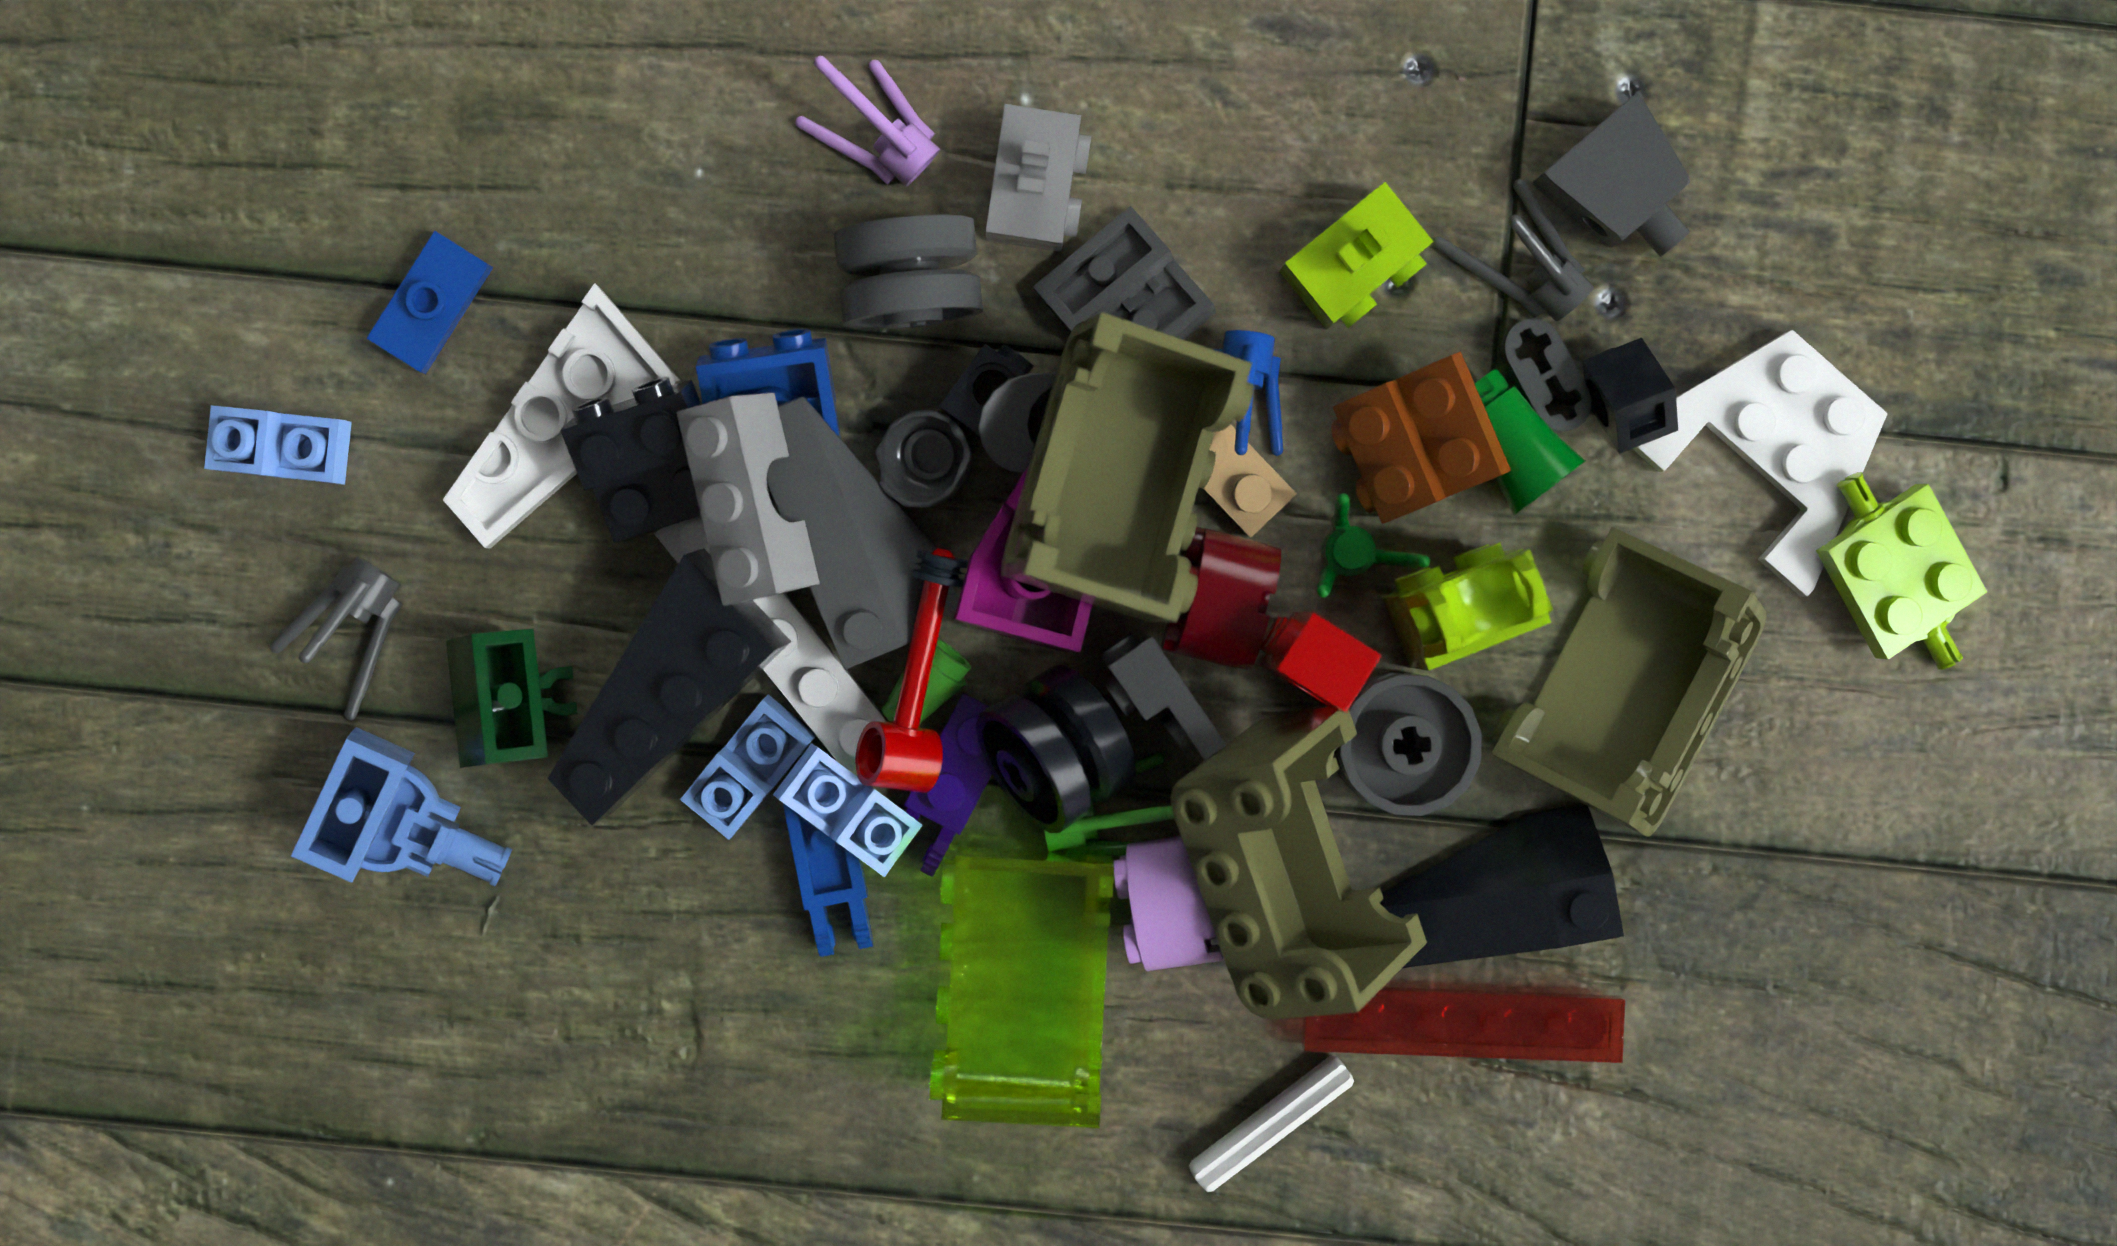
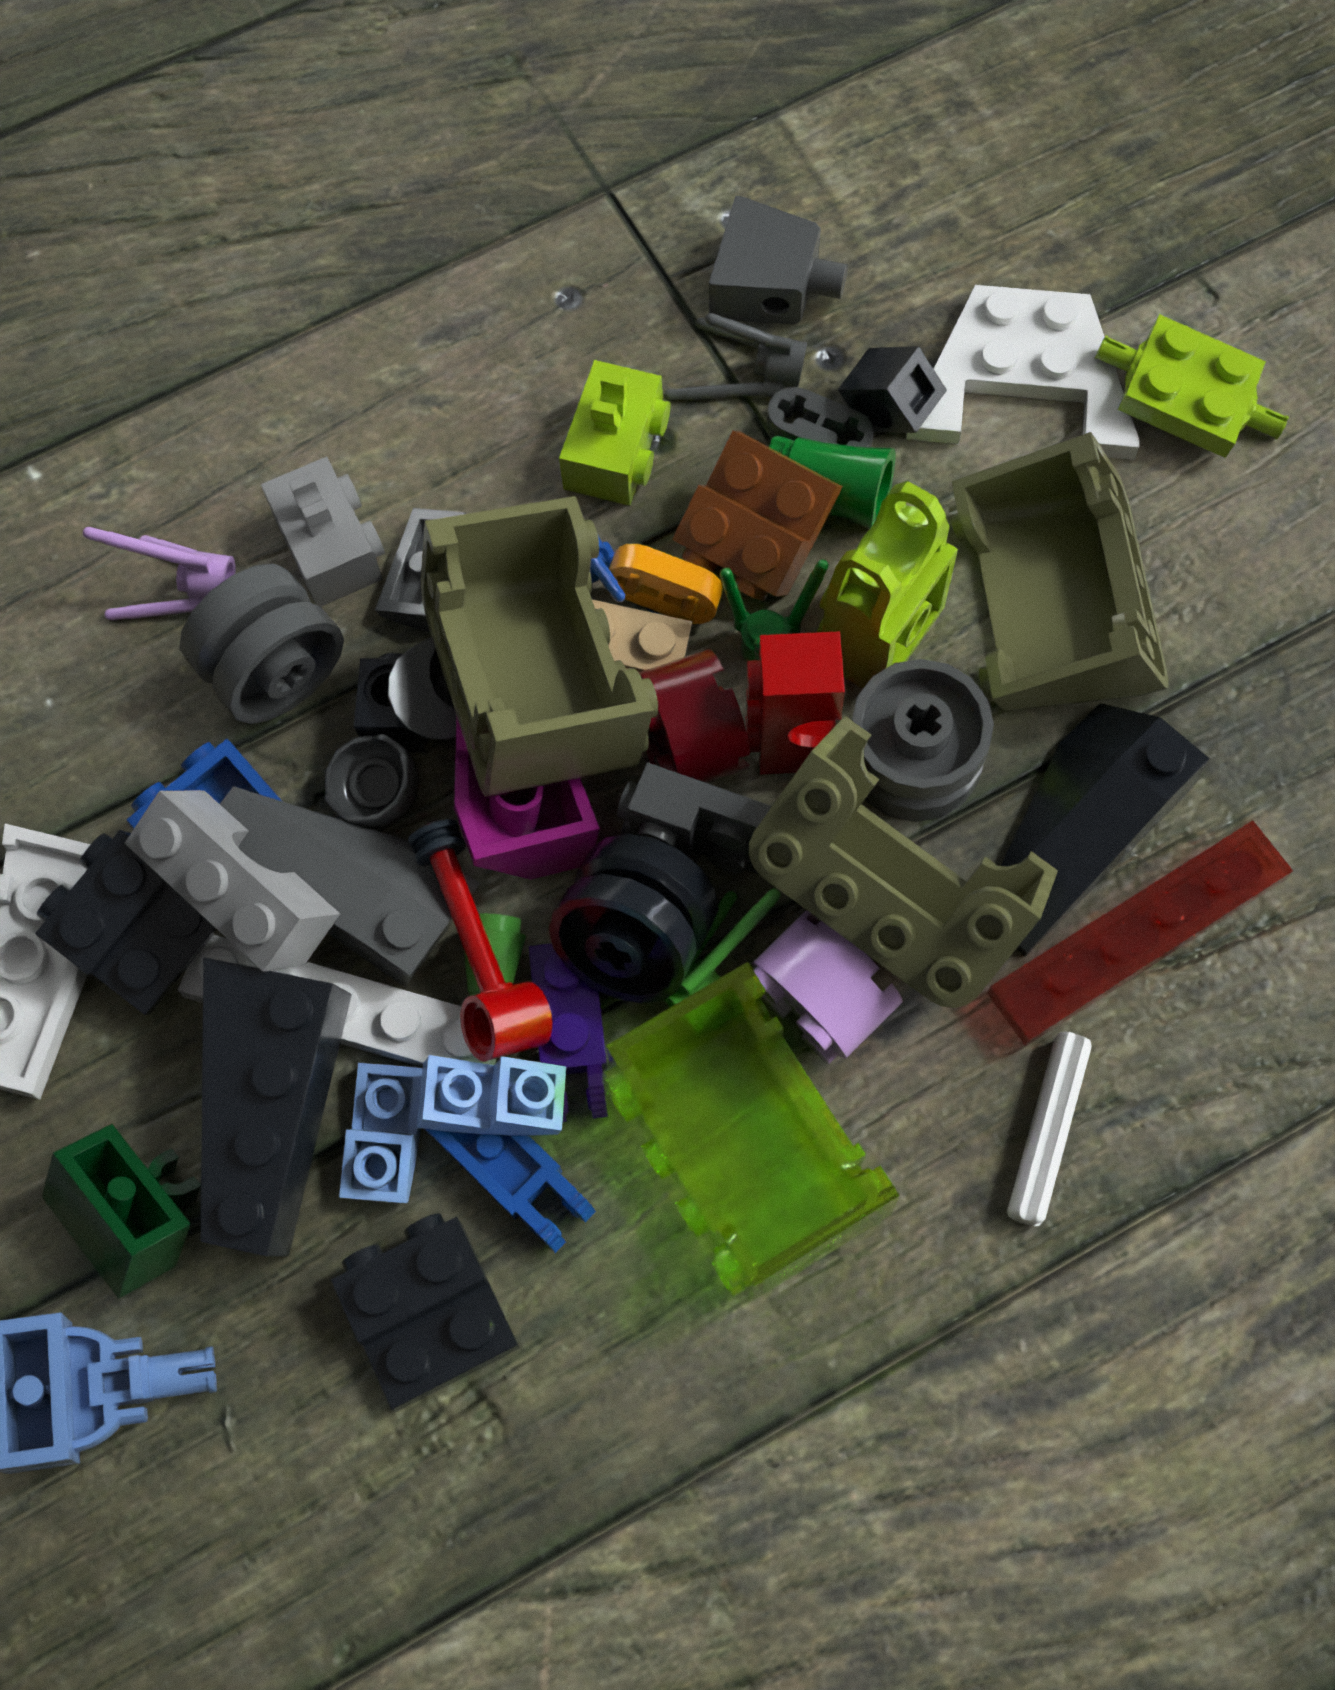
camera: 30 degrees left, 20 degrees down
(691, 933) = (423, 1310): none -> black plate
(1297, 444) = (666, 583): none -> light orange beam

